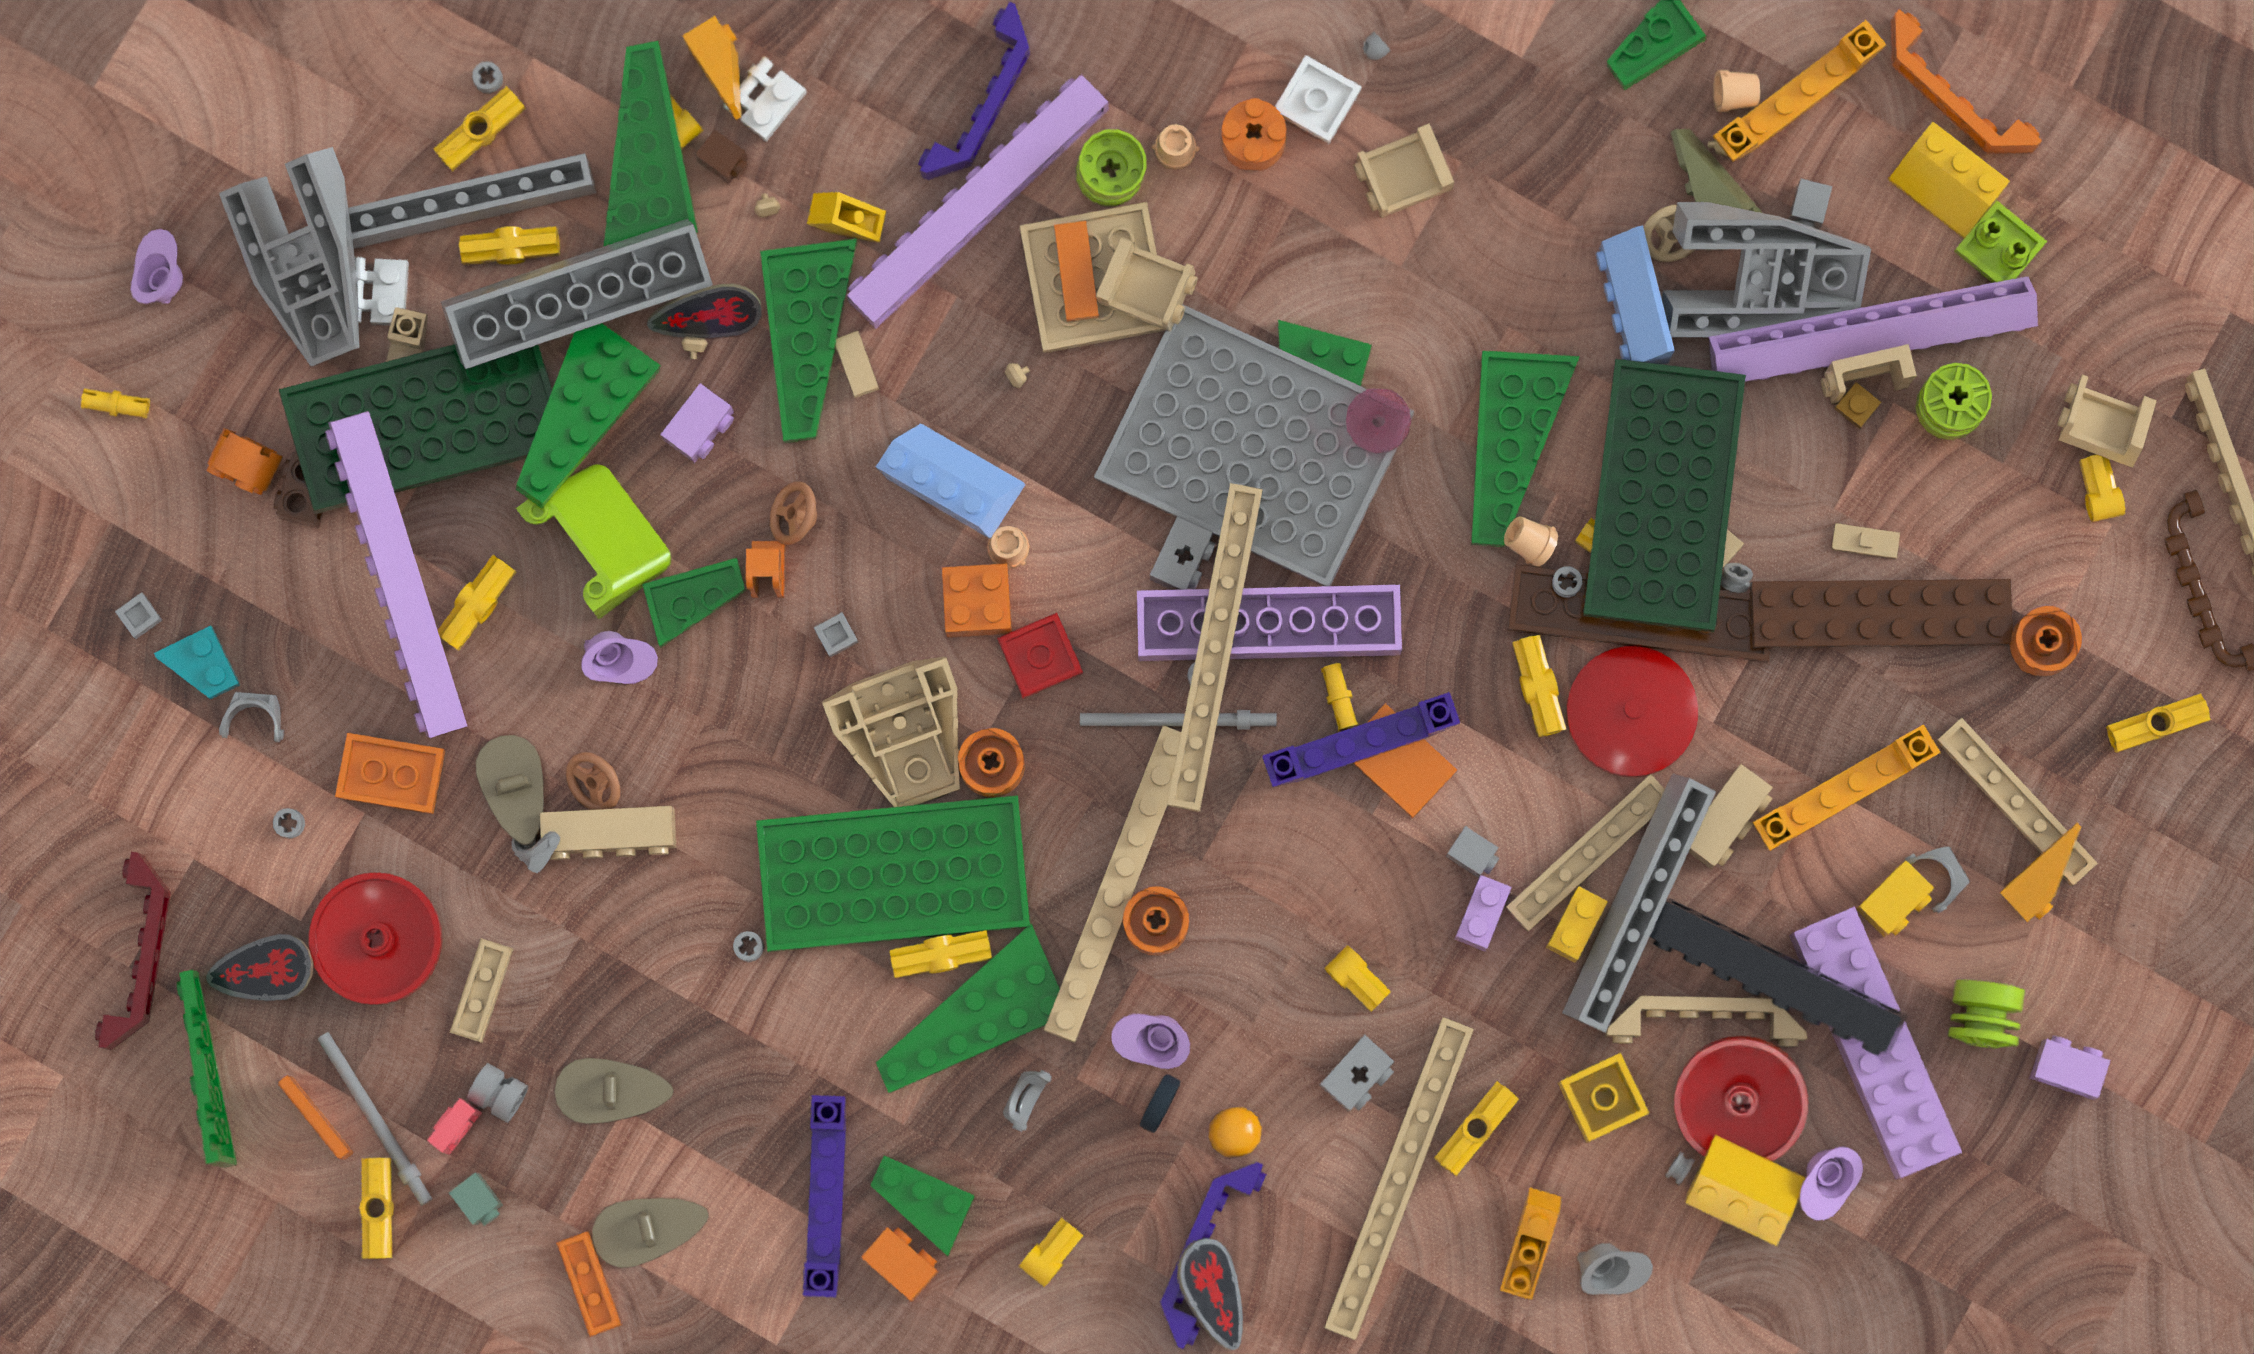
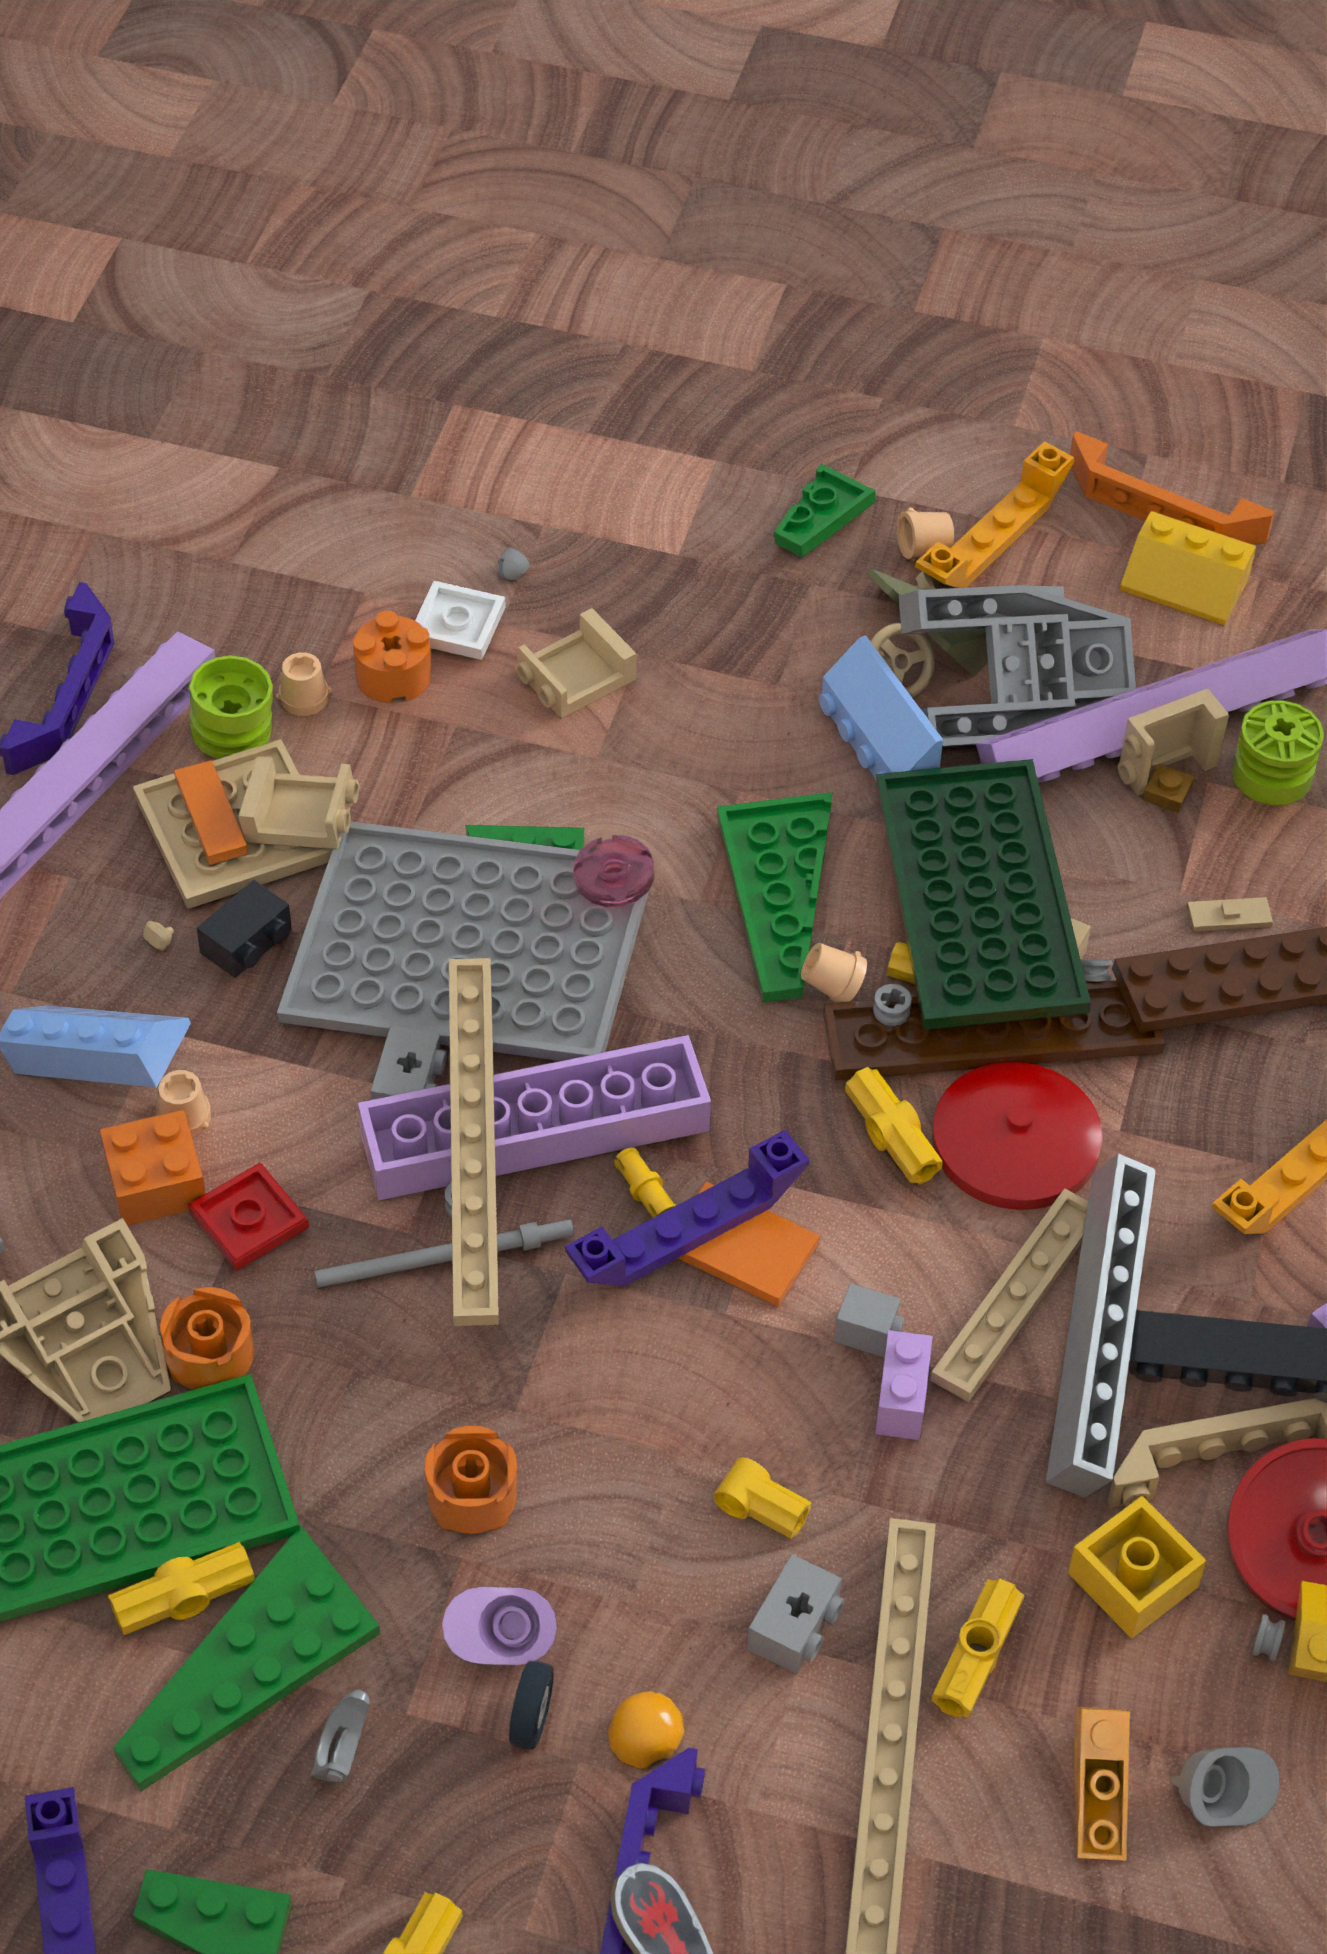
camera: 20 degrees left, 30 degrees down
(1084, 389) = (244, 929): none -> black brick
(1115, 890) = (402, 1480): tan plate -> none
(1576, 924) = (1029, 1373): yellow brick -> none
(1730, 816) = (1179, 1216): tan brick -> none
(2000, 245) = (1266, 612): lime plate -> none

